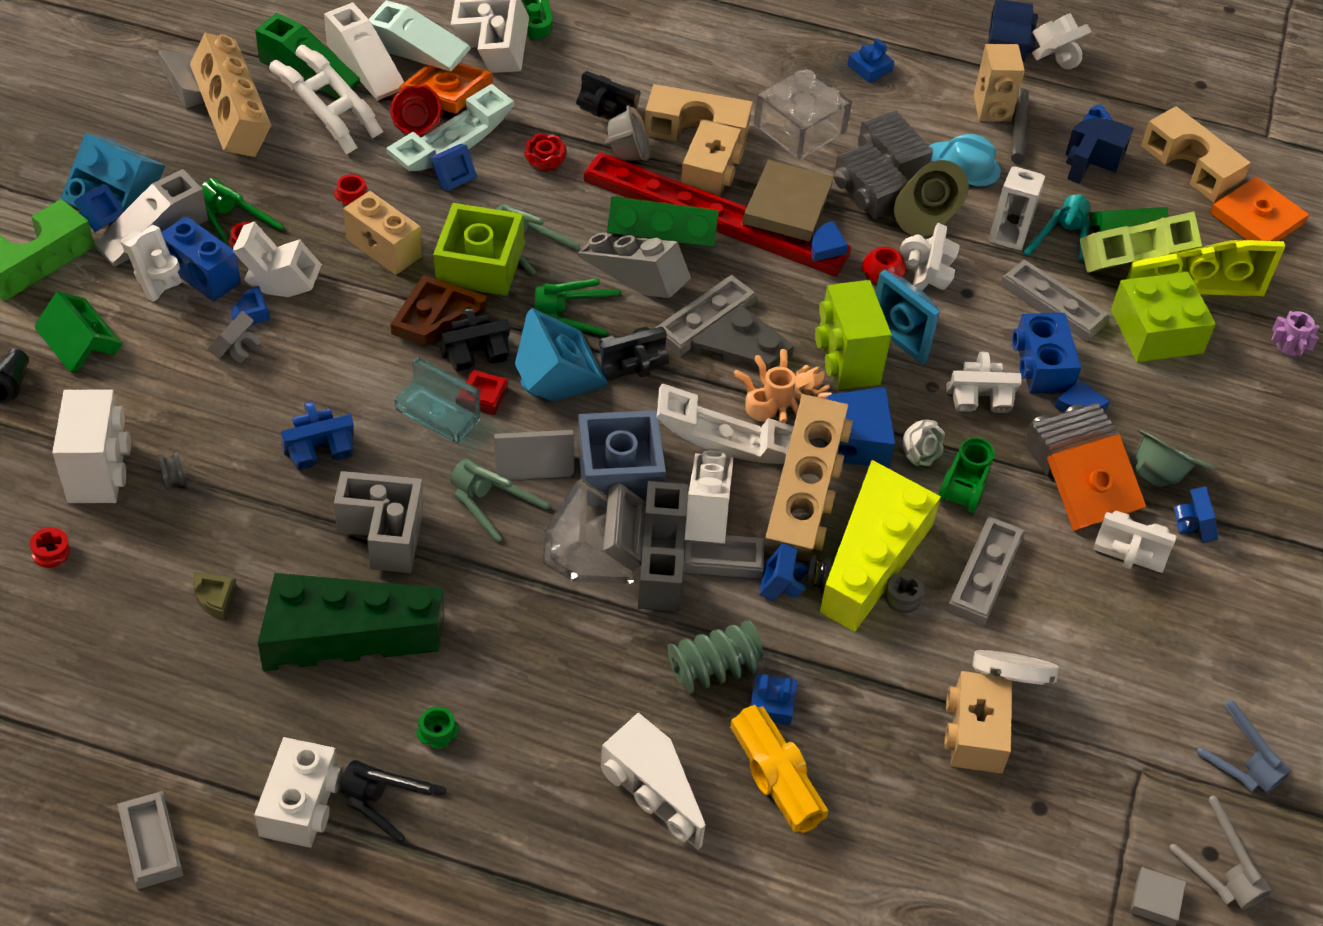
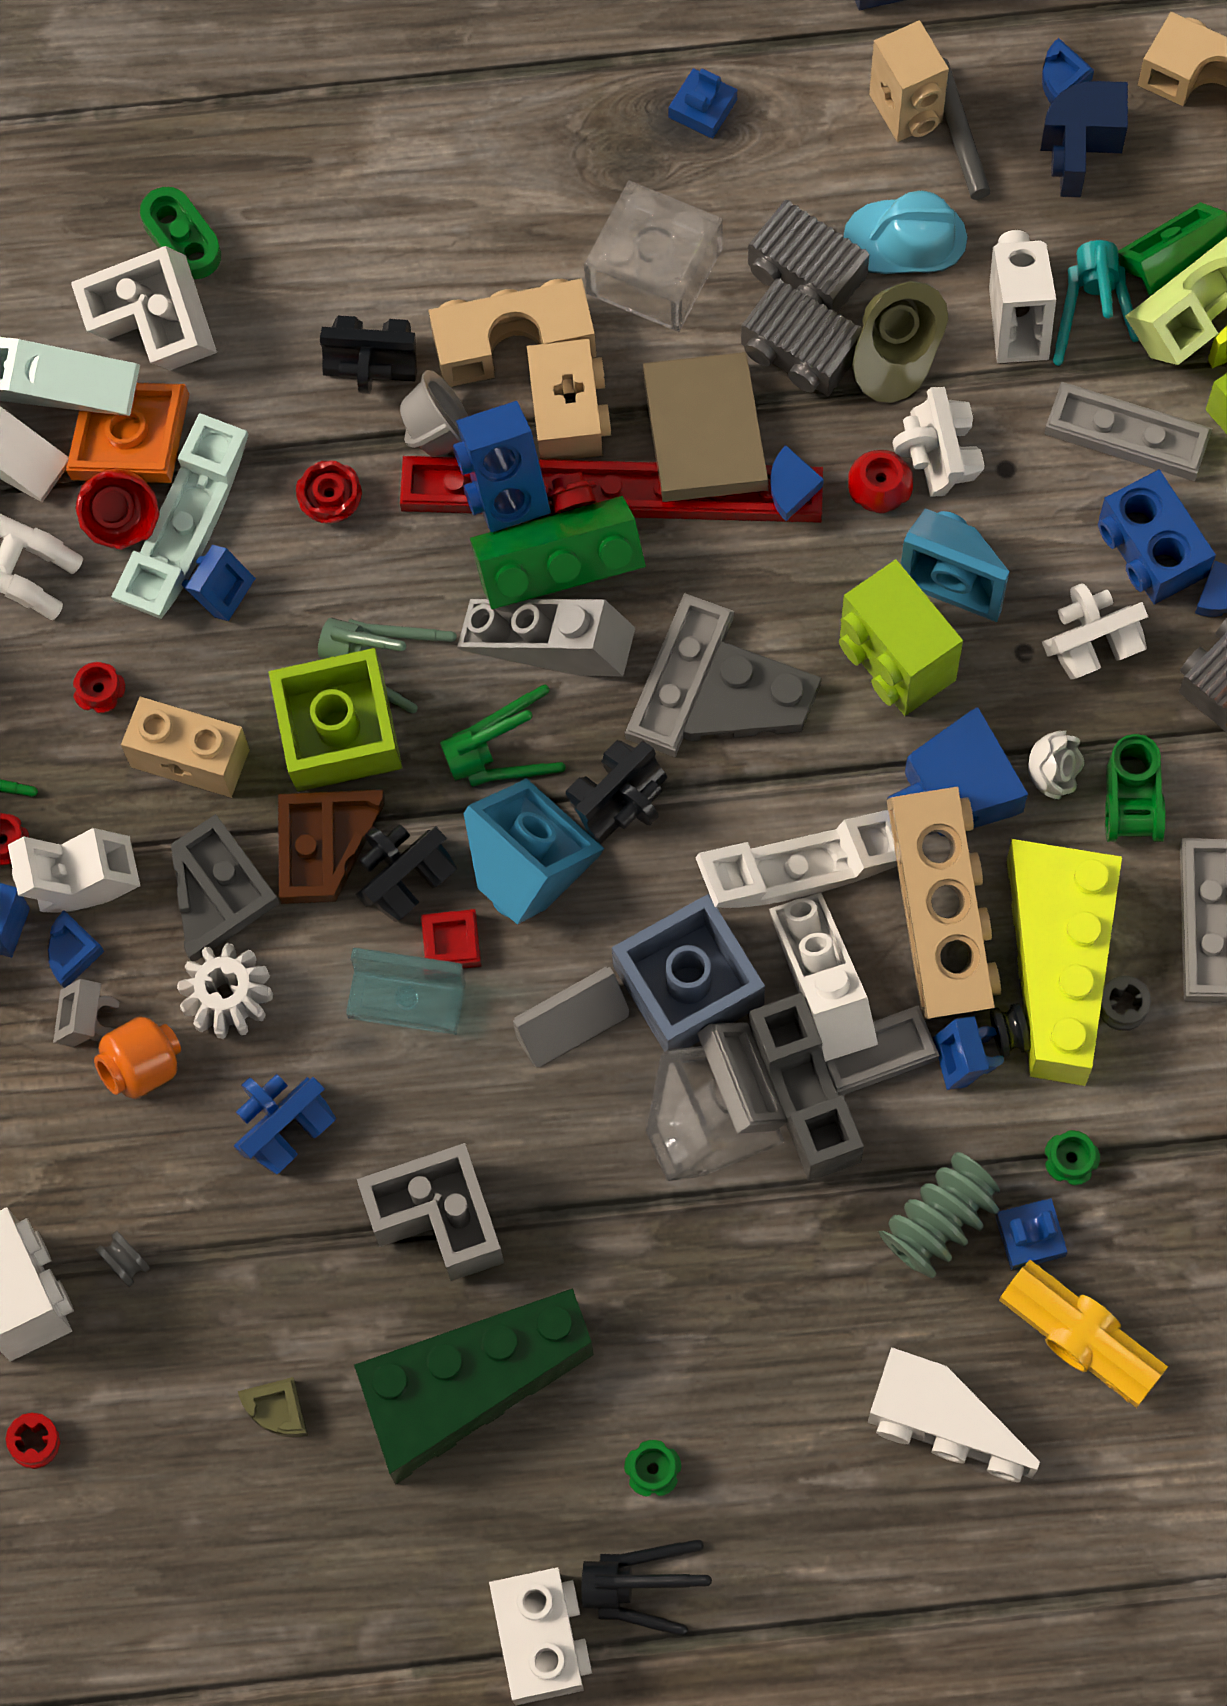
camera: 15 degrees left, 20 degrees up
(251, 370) = (137, 1057): none -> orange head
(327, 359) = (206, 1002): none -> white gear
(356, 309) = (216, 887): none -> dark grey wing
(477, 481) = (516, 1090): sand green plant -> none
(658, 160) = (502, 466): none -> blue brick
(688, 194) = (571, 492): none -> red plate
(780, 389) = (838, 762): light nougat animal -> none
(827, 655) = (1075, 1143): none -> green plate

